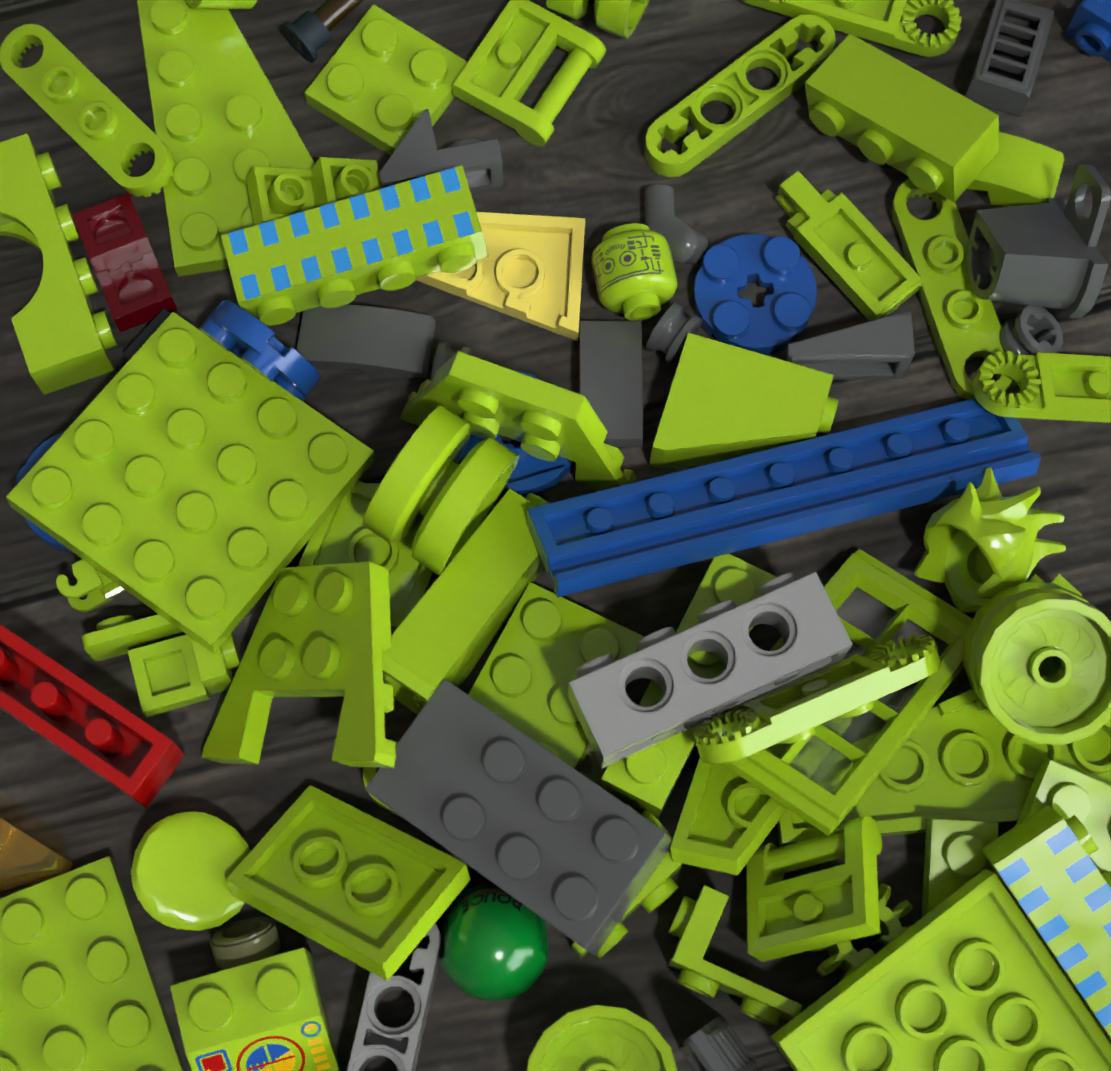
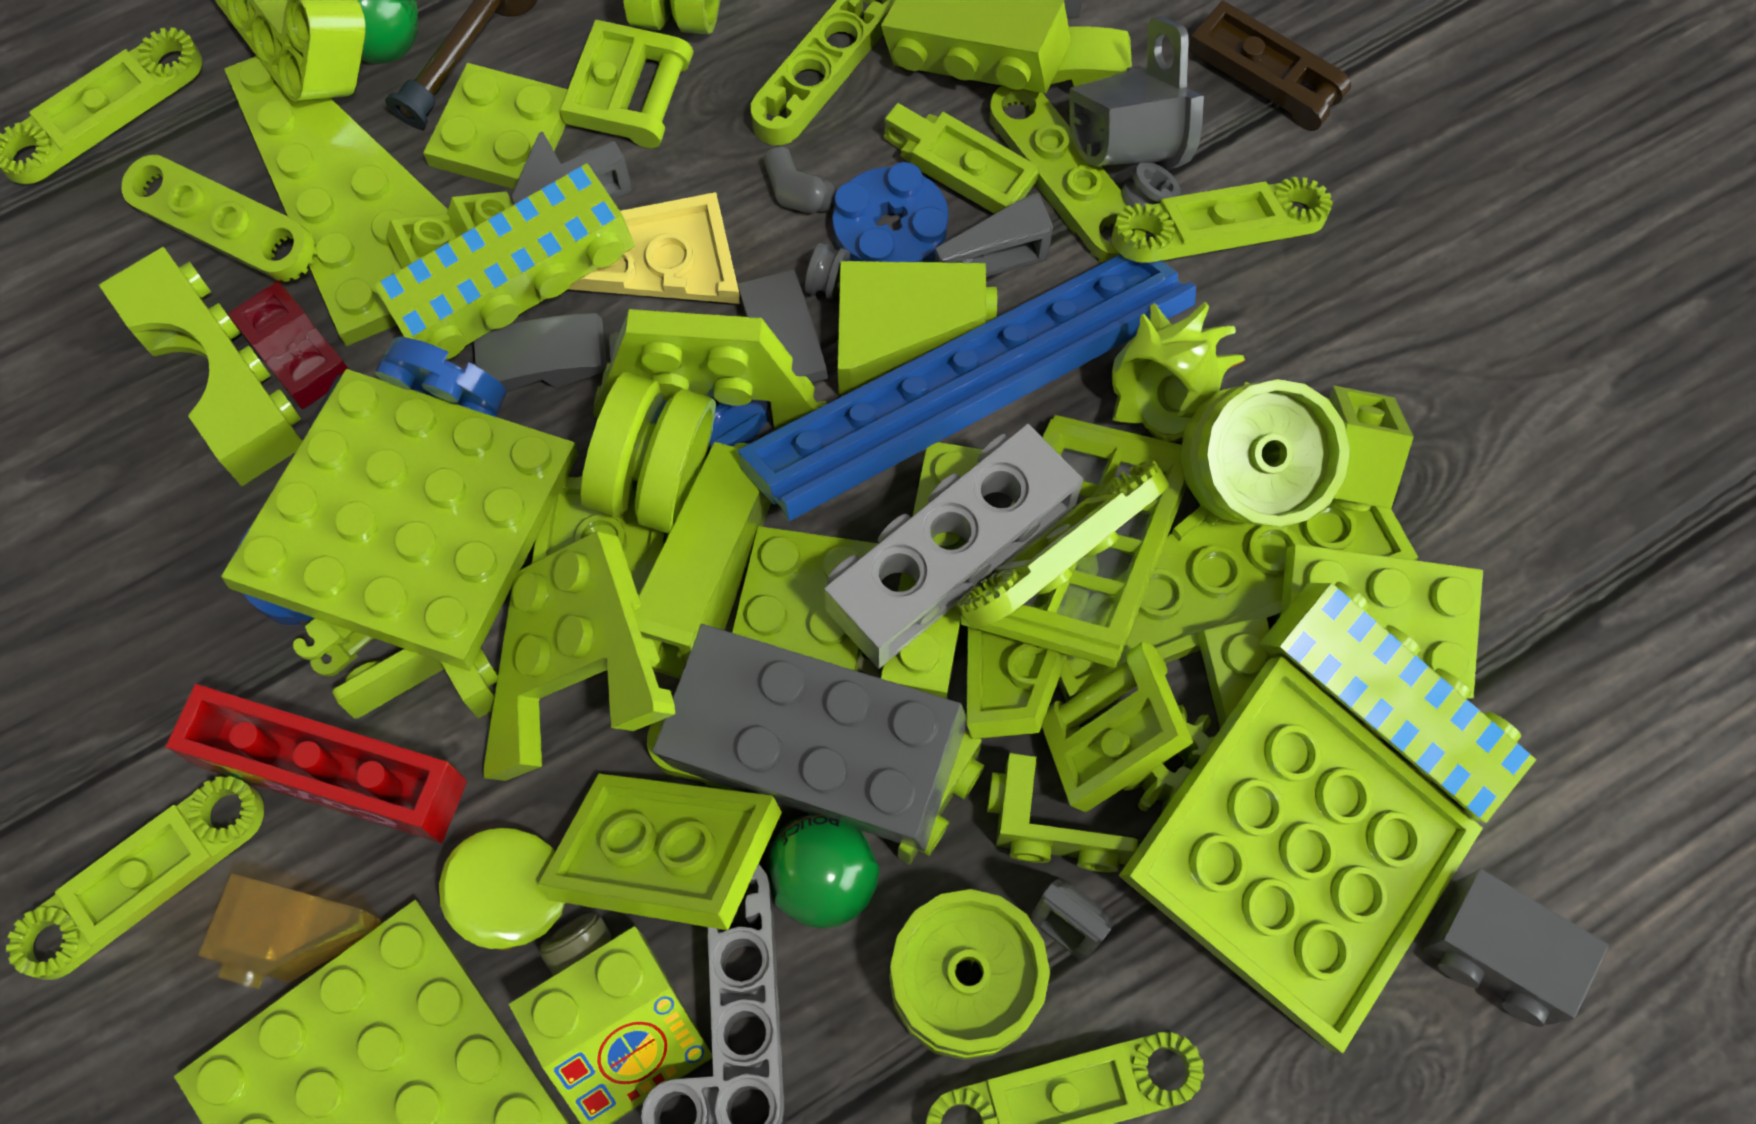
camera: 15 degrees left, 5 degrees down
(167, 676) = (429, 709): lime plate -> none
(634, 271) = (774, 225): lime head -> none

